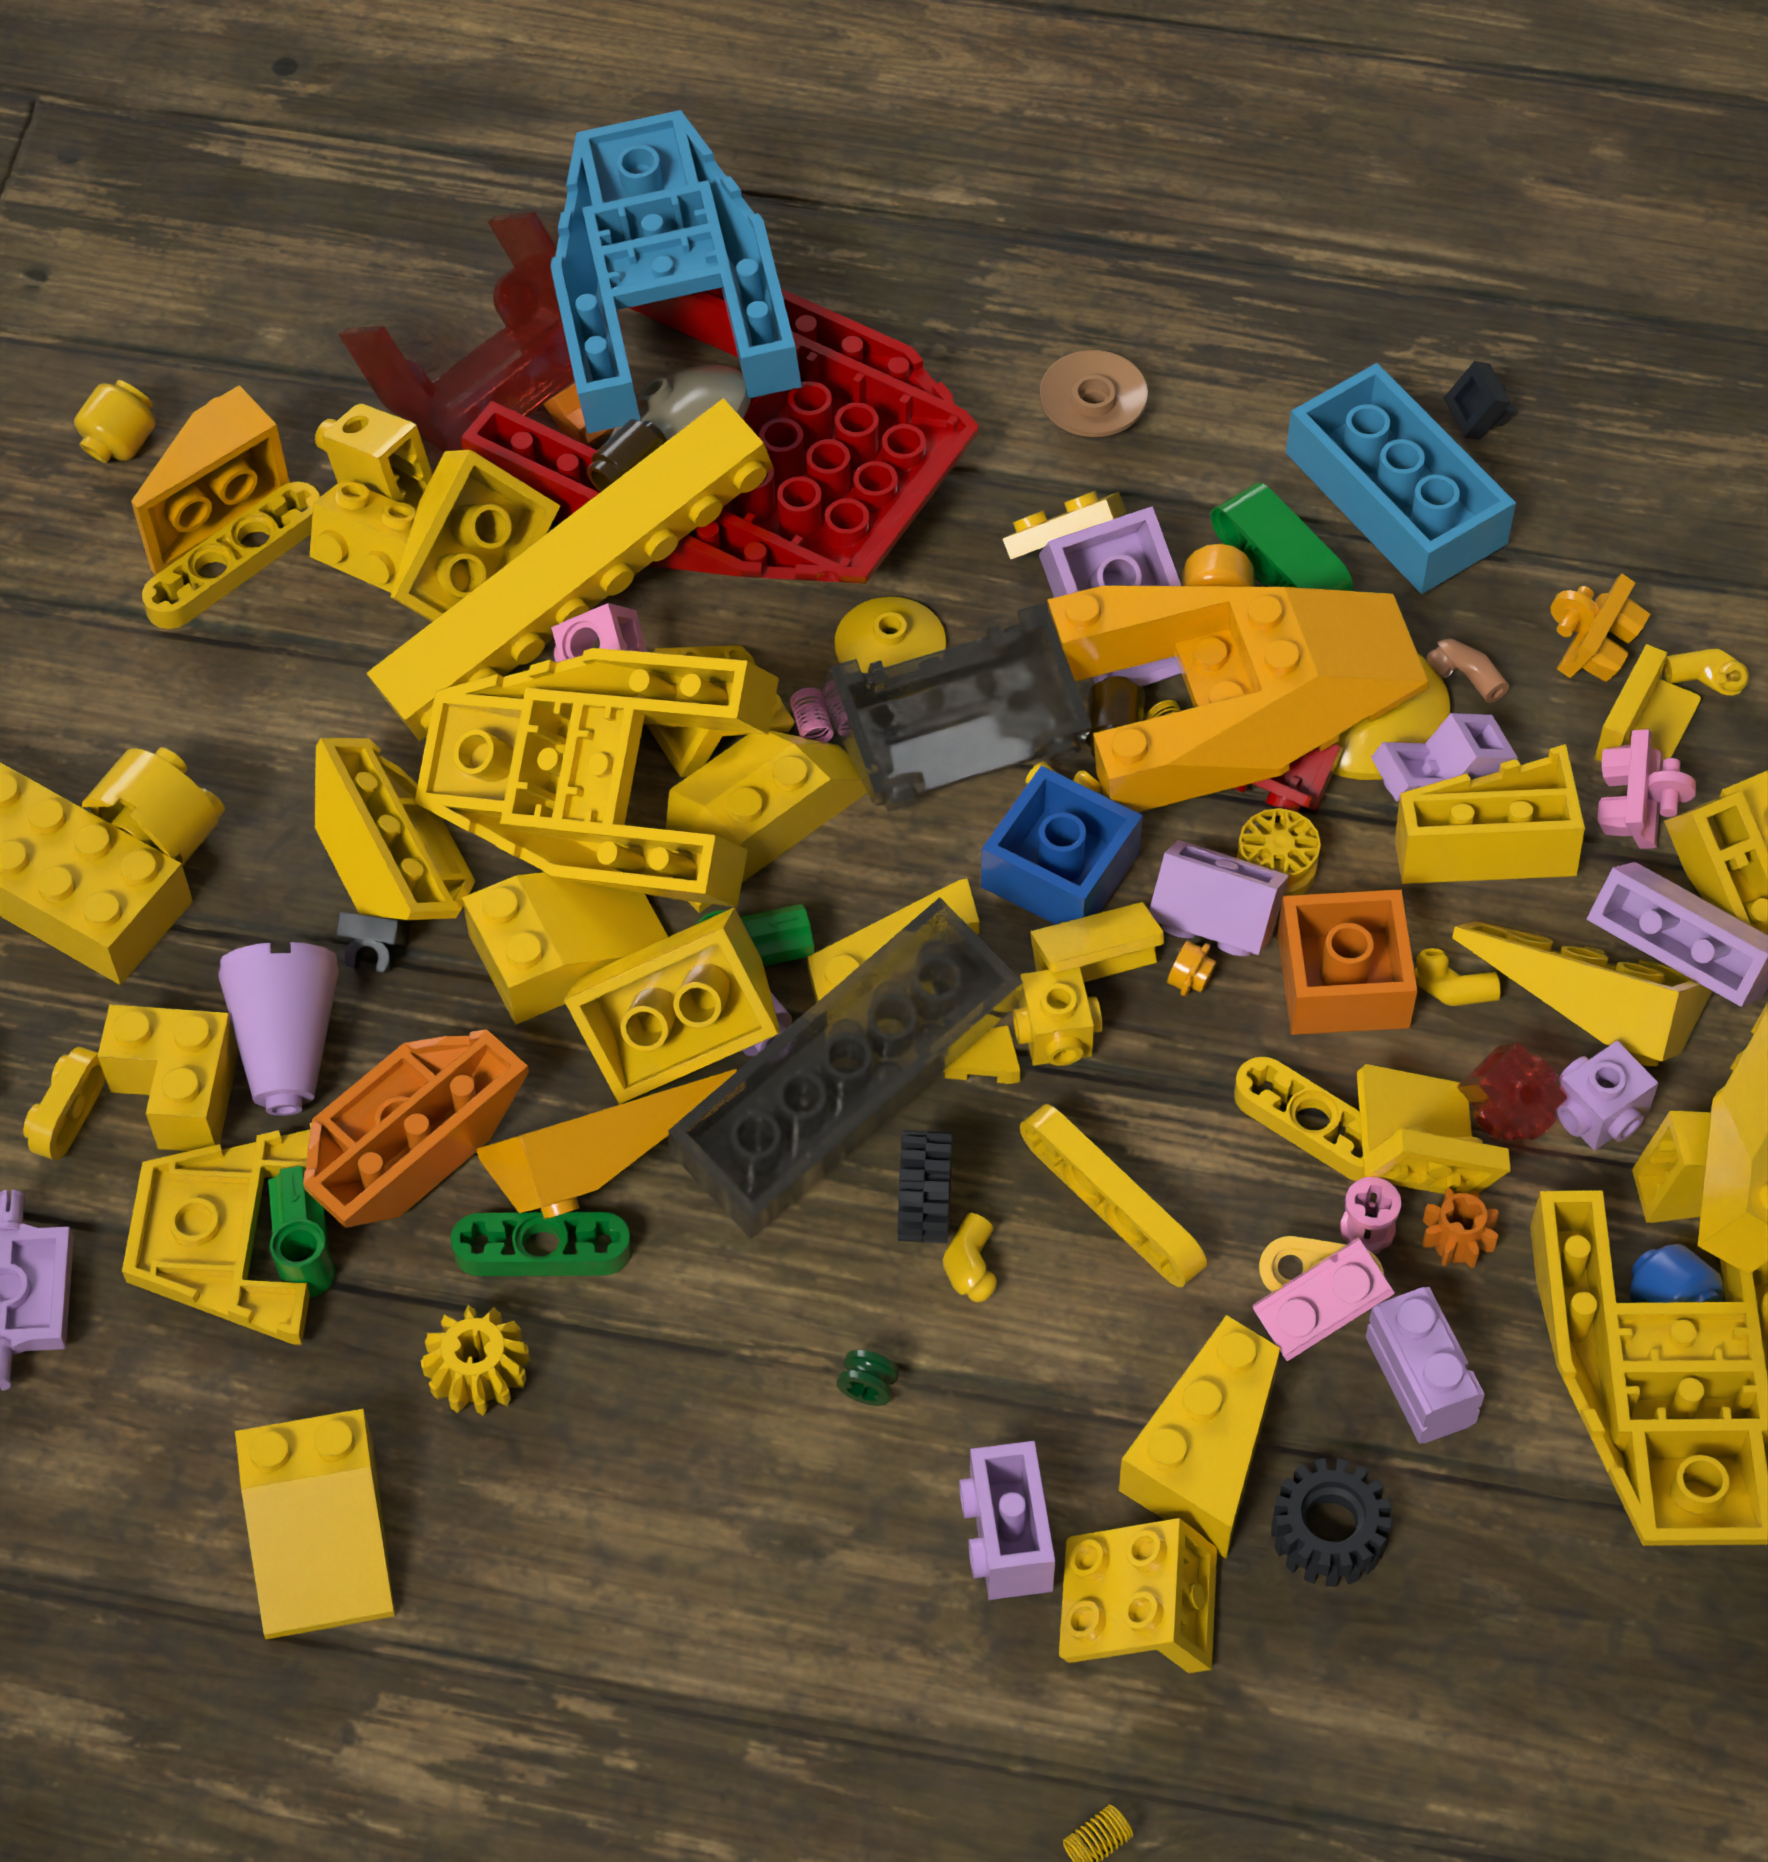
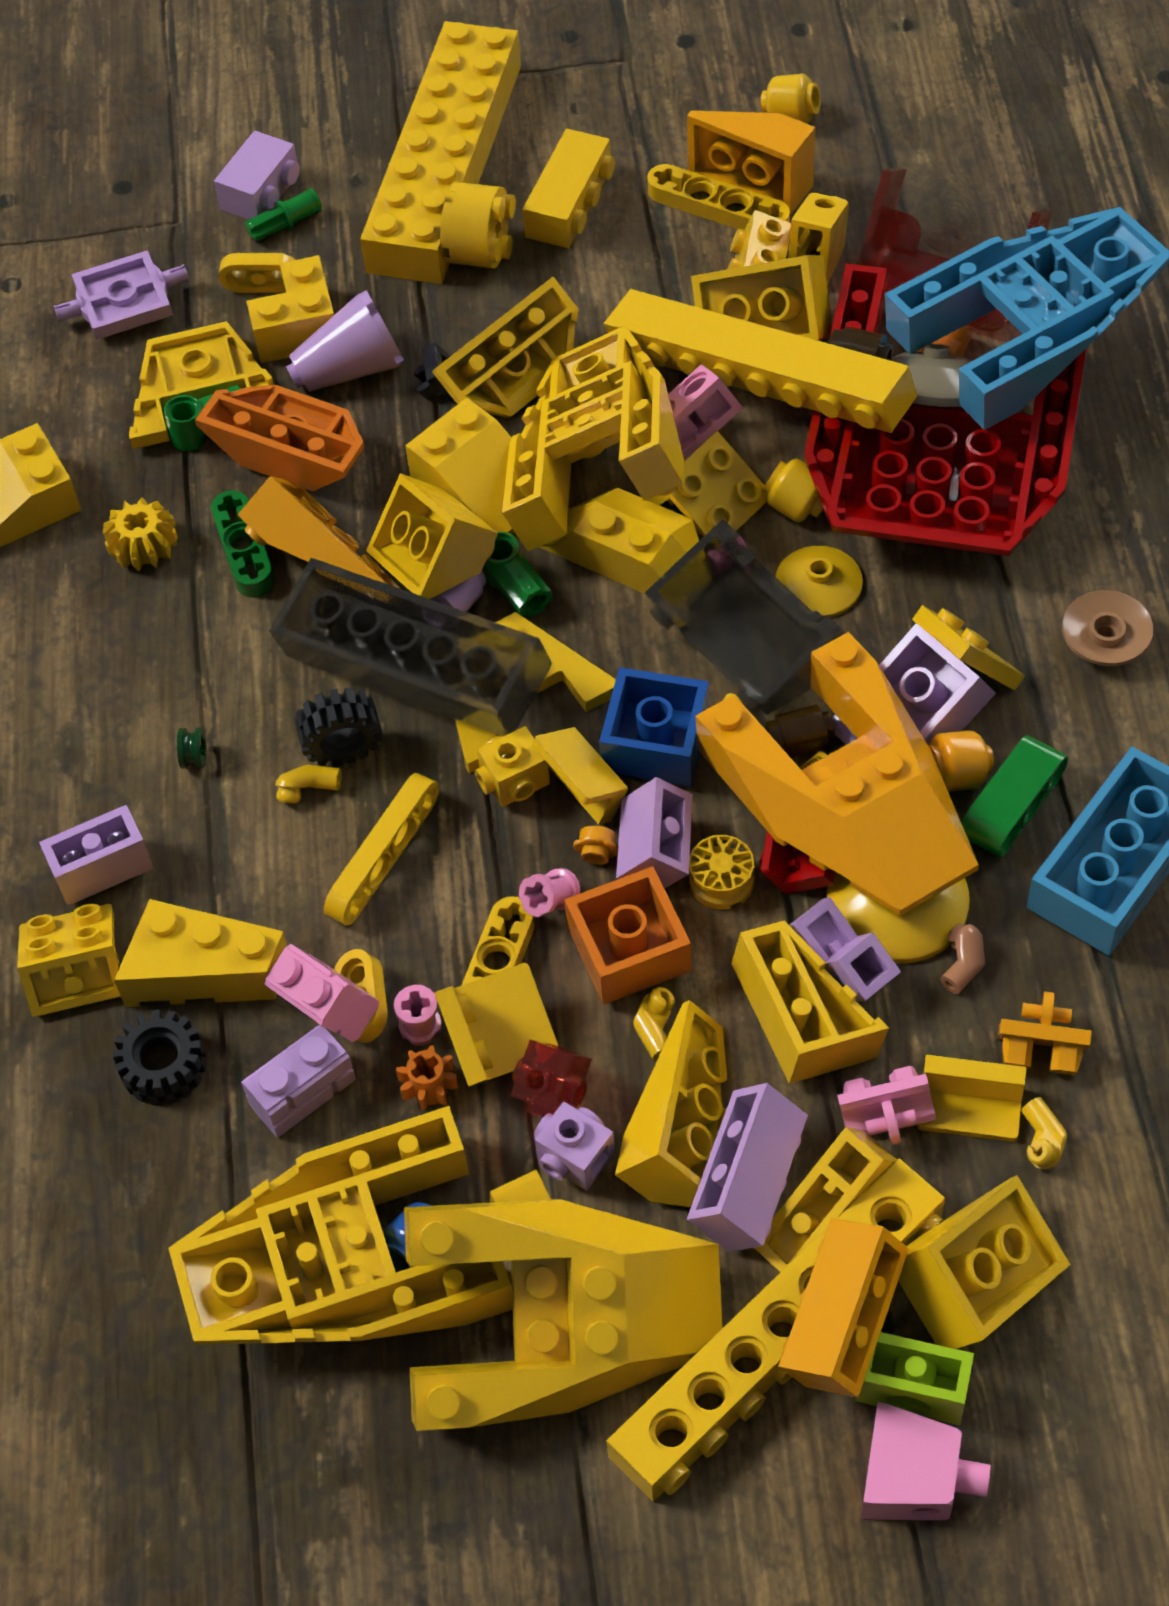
camera: 75 degrees right, 0 degrees up
(120, 697) = (568, 188): none -> yellow brick
(760, 613) = (793, 491): none -> yellow head
(1257, 1025) = (547, 892): none -> bright pink bush

